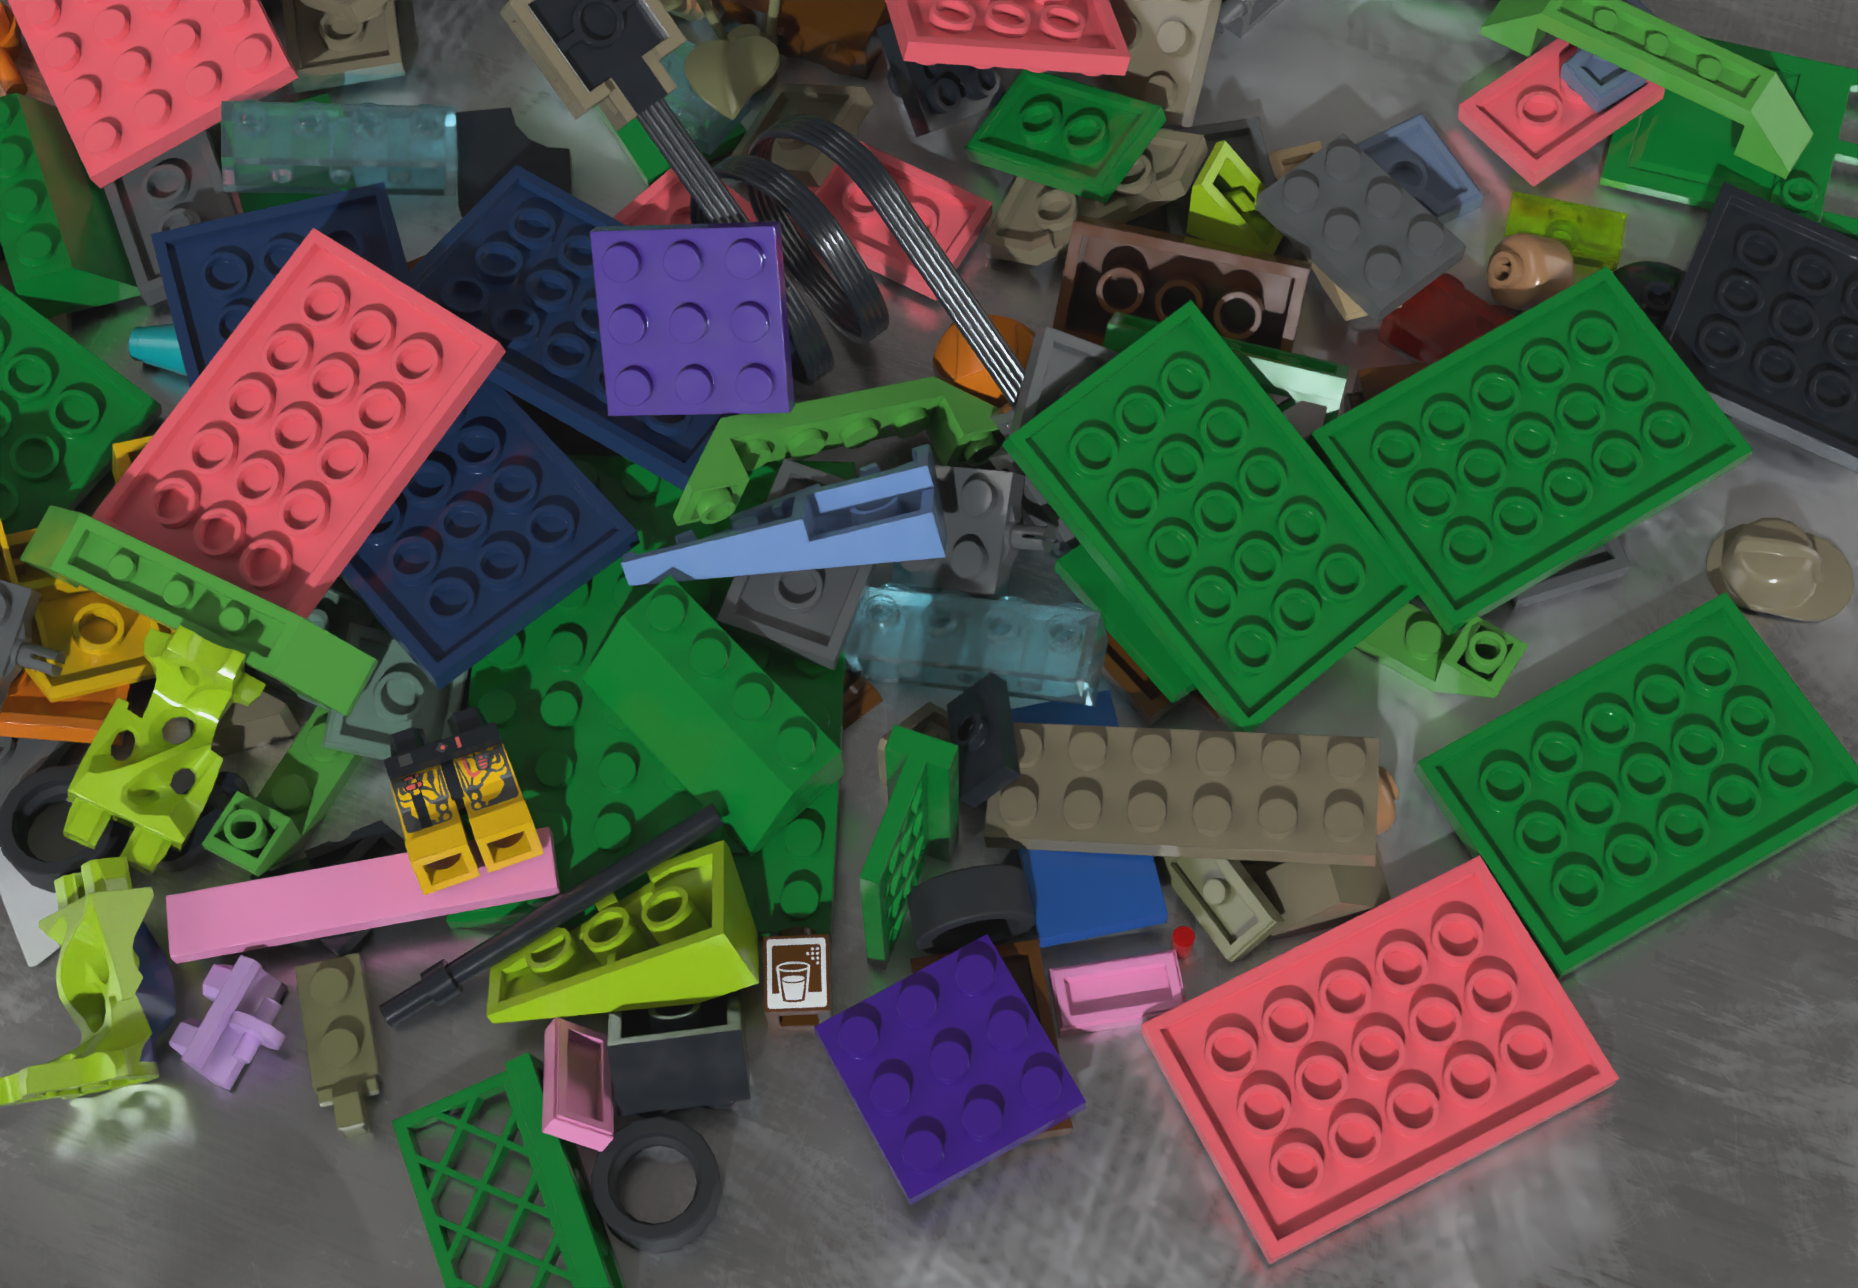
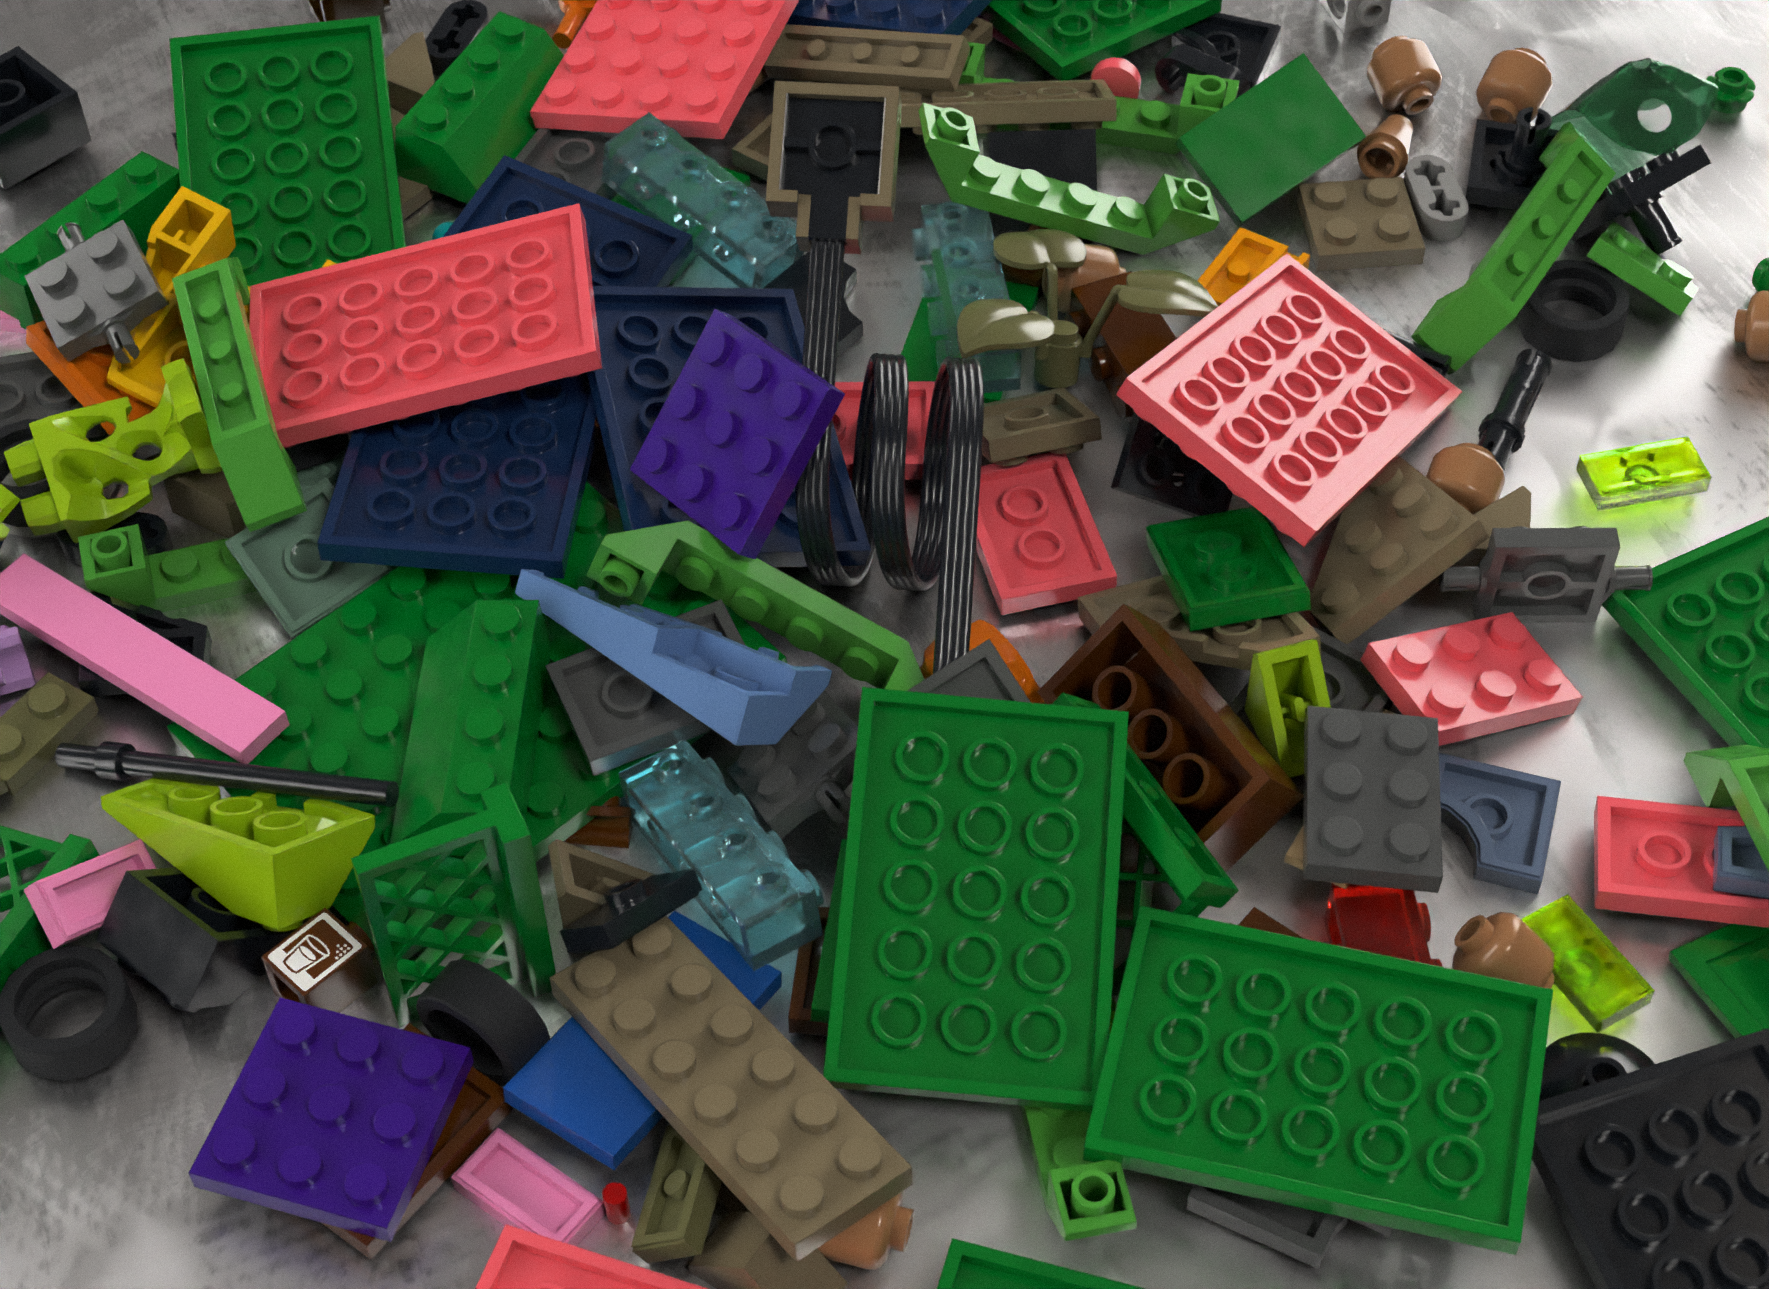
camera: 45 degrees right, 15 degrees down
(453, 778) = (243, 634): hips -> none
(1297, 83) = (1472, 677): none -> coral plate

